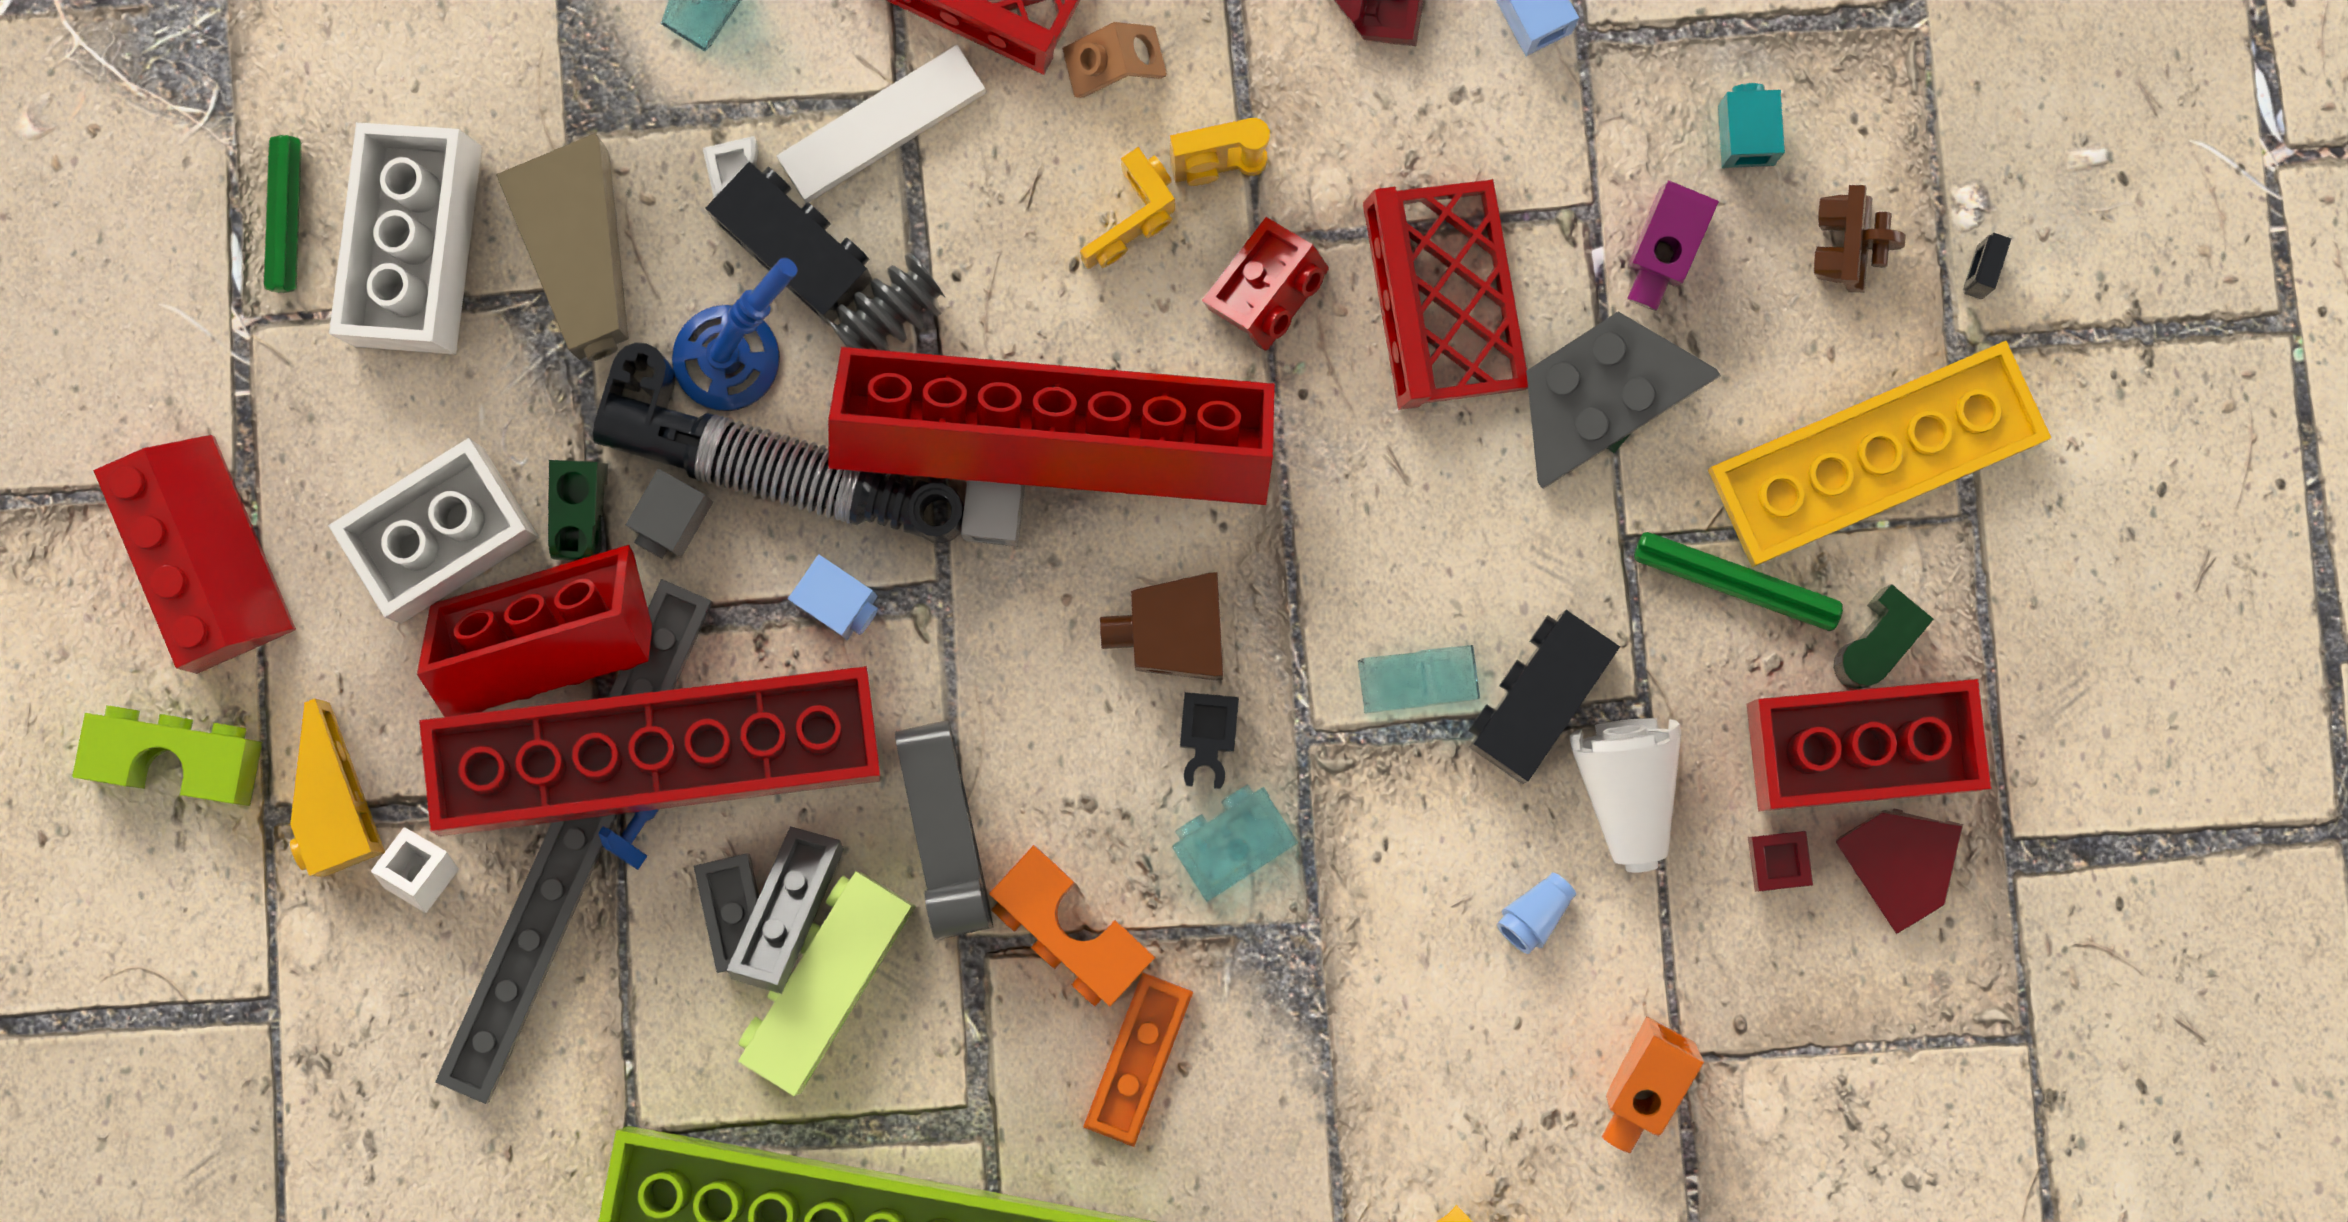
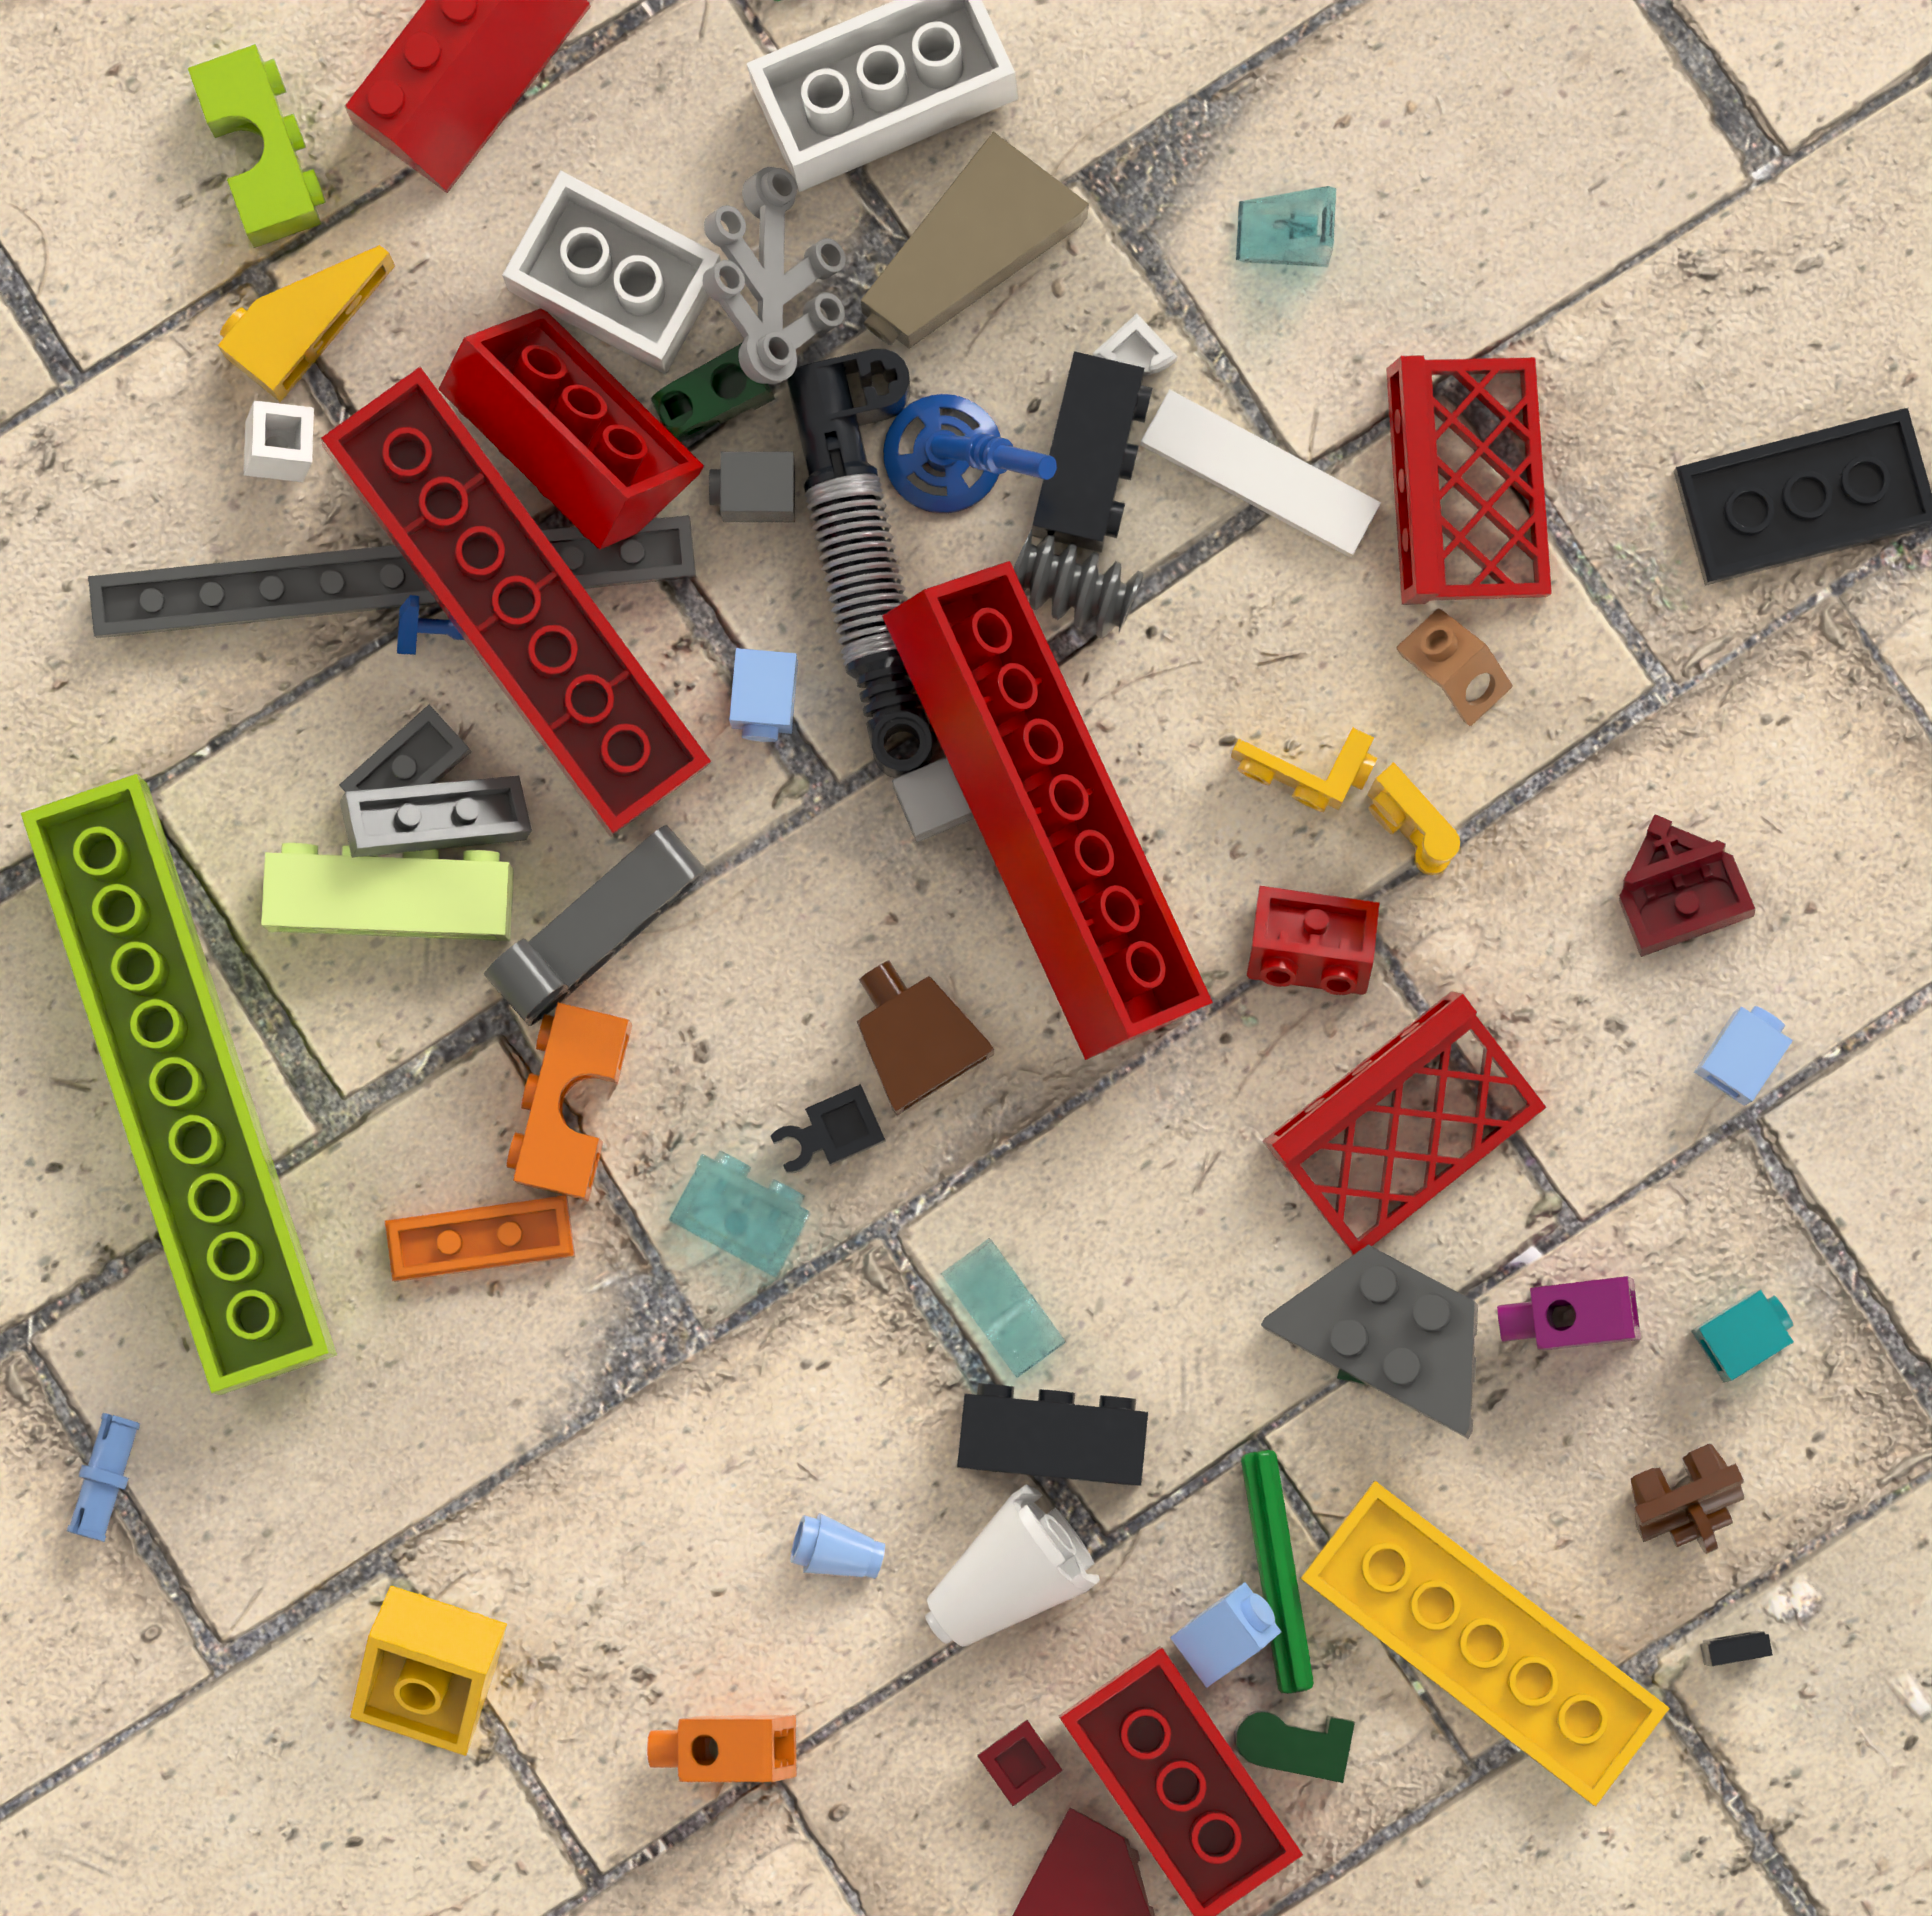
camera: 60 degrees right, 0 degrees up
(565, 442) = (767, 348): none -> light grey plant
(1769, 645) = (1226, 1634): none -> light blue brick

